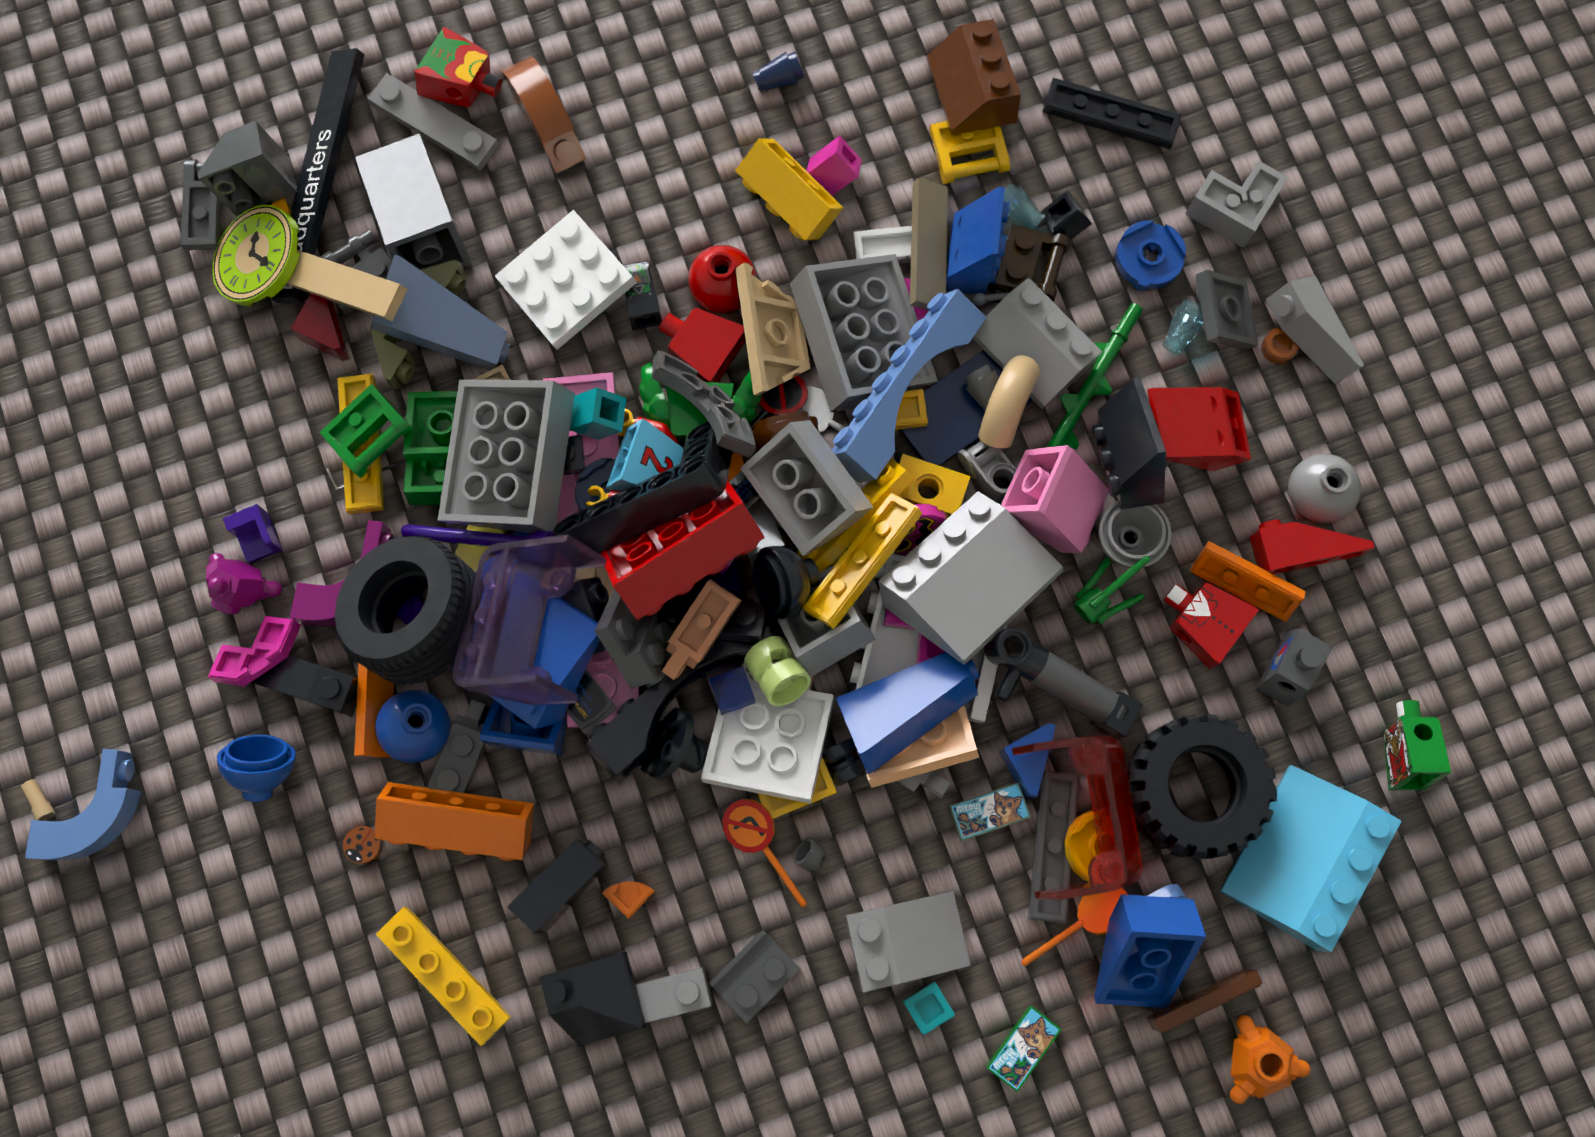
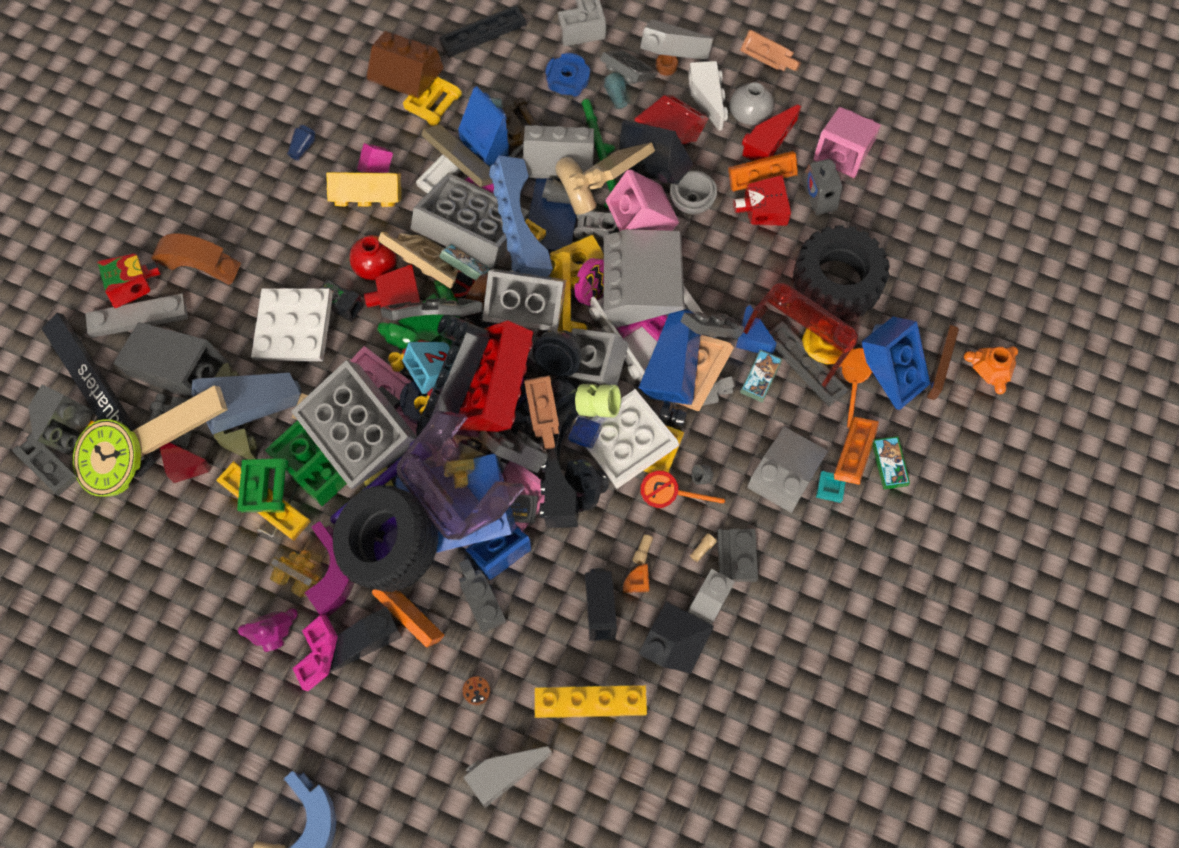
camera: 45 degrees left, 10 degrees down
(254, 533) = (251, 596): dark purple panel -> none
(256, 765) = (379, 704): blue piece -> none
(299, 950) = (500, 773): none -> light grey slope
(318, 551) = (285, 568): none -> clear yellow hips
(411, 743) = (440, 612): blue piece -> none
(454, 821) = (513, 628): orange brick -> none
(542, 613) = (459, 470): none -> clear yellow tile
(598, 413) = (381, 364): teal brick -> none
(658, 875) = (641, 554): none -> tan piece
(737, 932) = (707, 542): none -> tan piece
(804, 377) = (463, 262): none -> tile
(862, 560) = (586, 309): yellow tile -> none
(979, 711) = (712, 325): none -> dark grey plate
(997, 999) = (856, 450): none -> orange tile
(1058, 423) = (611, 167): none -> tan tile
(1066, 216) = (510, 89): black slope -> none
(1093, 604) = (707, 243): green plant -> none
(1107, 709) = (728, 283): piece -> none
(1287, 421) = (706, 91): none -> white slope
(1311, 859) = (921, 260): medium azure slope -> none
(1386, 639) = (847, 141): none -> bright pink slope
(1414, 750) = (910, 174): green torso -> none
(1416, 444) = (769, 52): none -> nougat hinge

